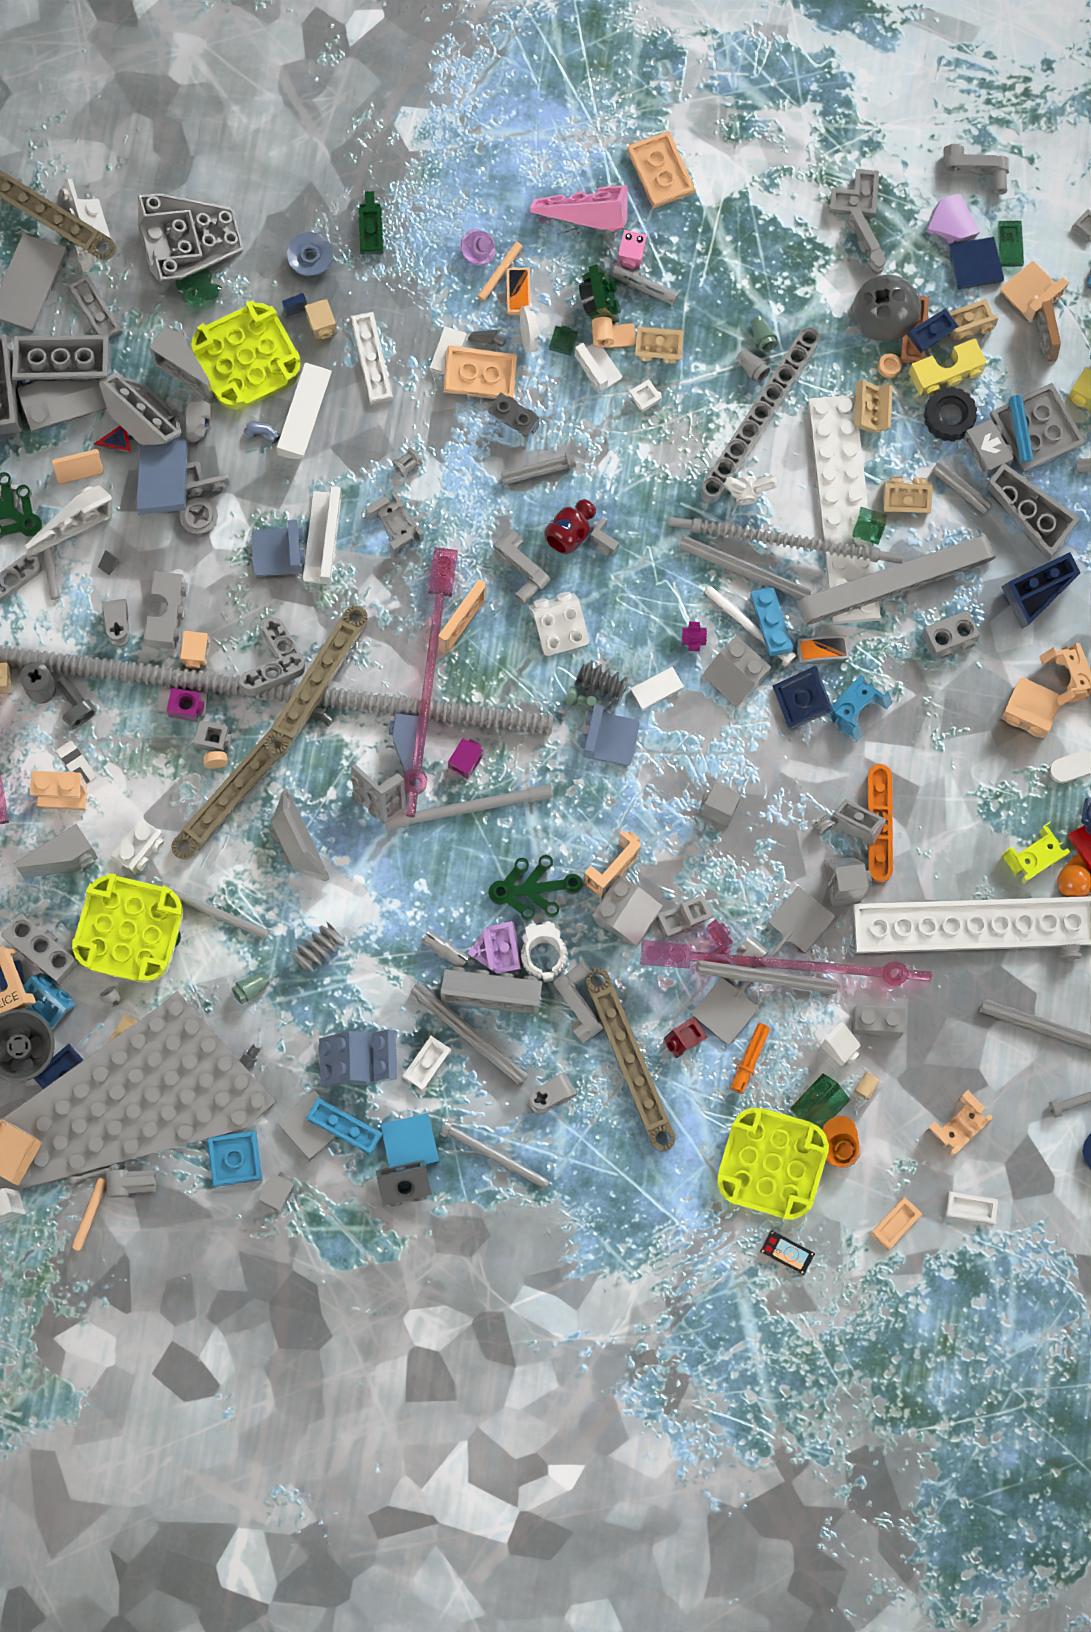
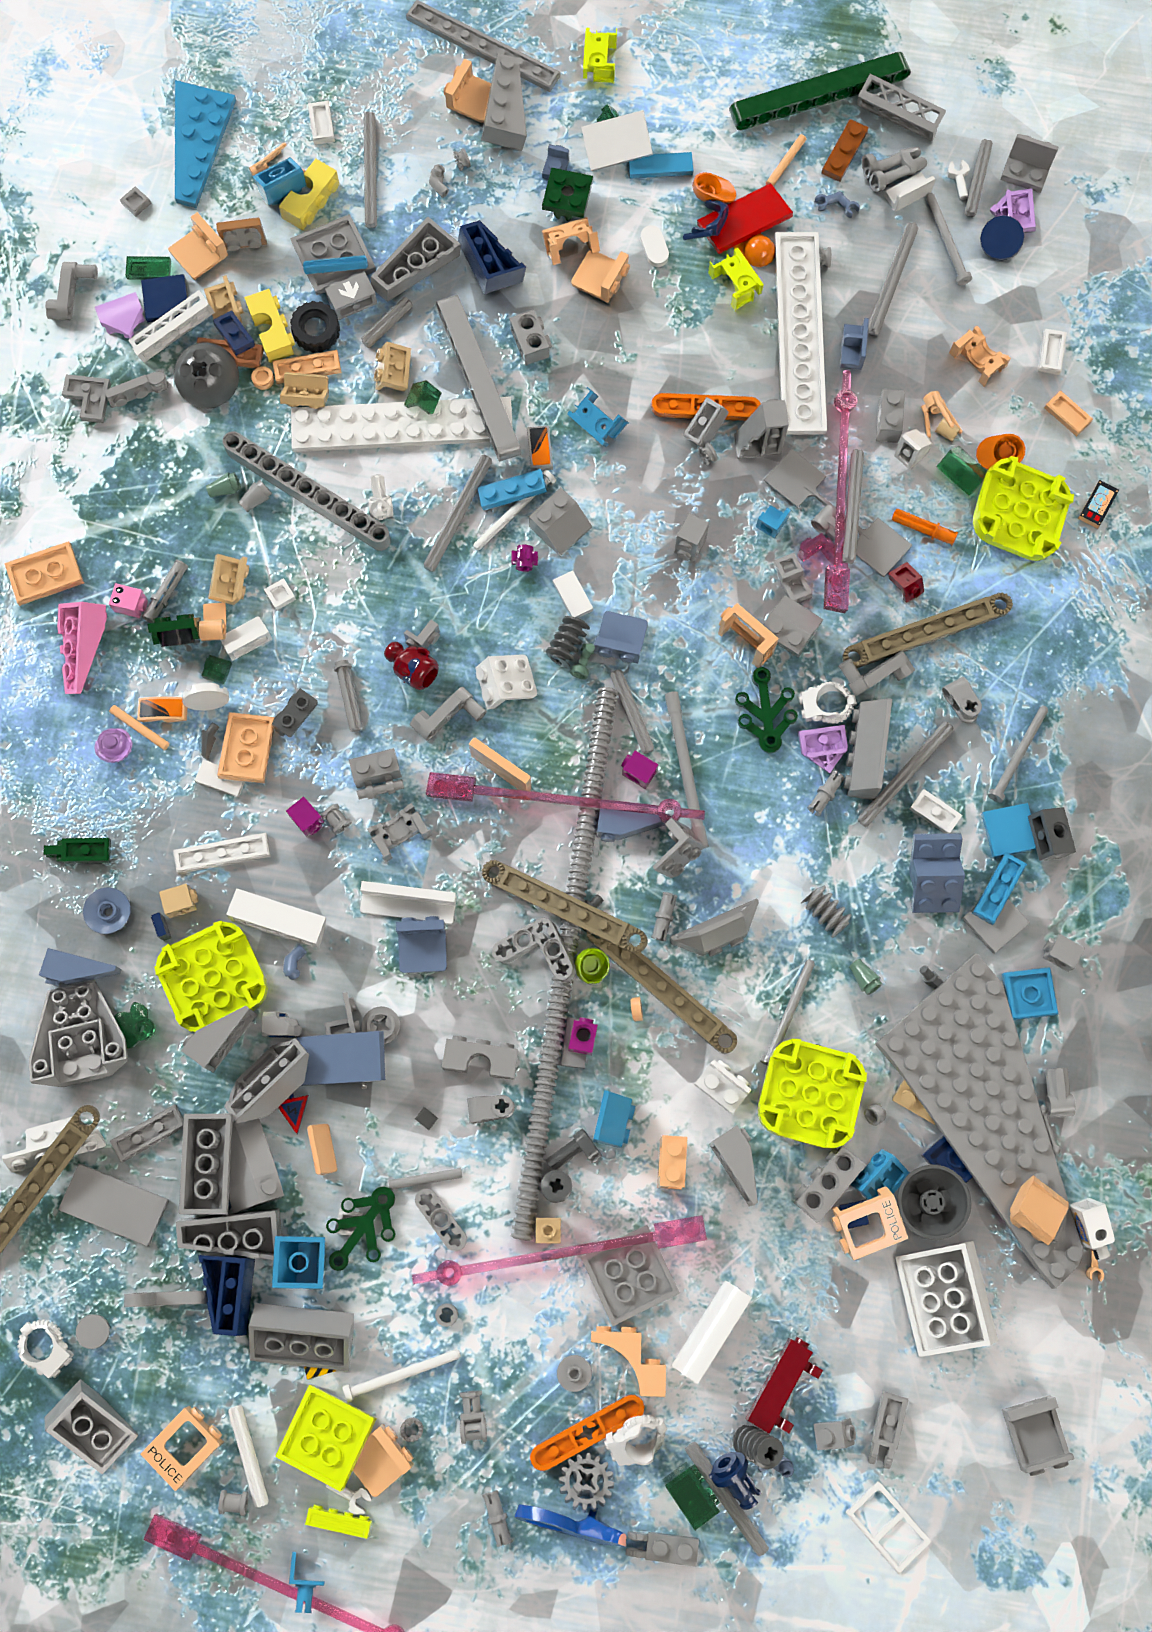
camera: 85 degrees left, 0 degrees up
(75, 761) = (635, 1150): white sticker -> none
(83, 512) = (373, 1142): white wedge -> none
(89, 1214) = (1089, 1134): light nougat bar -> none
(103, 735) = (613, 1120): none -> dark azure slope
(194, 649) = (523, 1029): light nougat brick -> none
(207, 731) = (614, 1021): light grey brick -> none
(253, 223) = (70, 969): none -> sand blue slope
(258, 713) = (592, 965): none -> lime hair
(311, 785) = (664, 916): none -> light grey pin
(408, 432) = (305, 817): none -> magenta brick
(459, 496) = (376, 769): none -> light grey brick
(530, 751) = (632, 711): none -> light grey axle
(750, 895) = (772, 521): none -> dark azure panel
(802, 698) = (587, 465): dark blue tile -> none
(873, 554) = (453, 394): light grey hose -> none
(895, 1071) = (935, 405): none -> light nougat plant
(905, 410) = (317, 364): none -> light nougat tile
(937, 273) = (173, 329): none -> white fence
(964, 984) = (854, 345): none -> sand blue panel

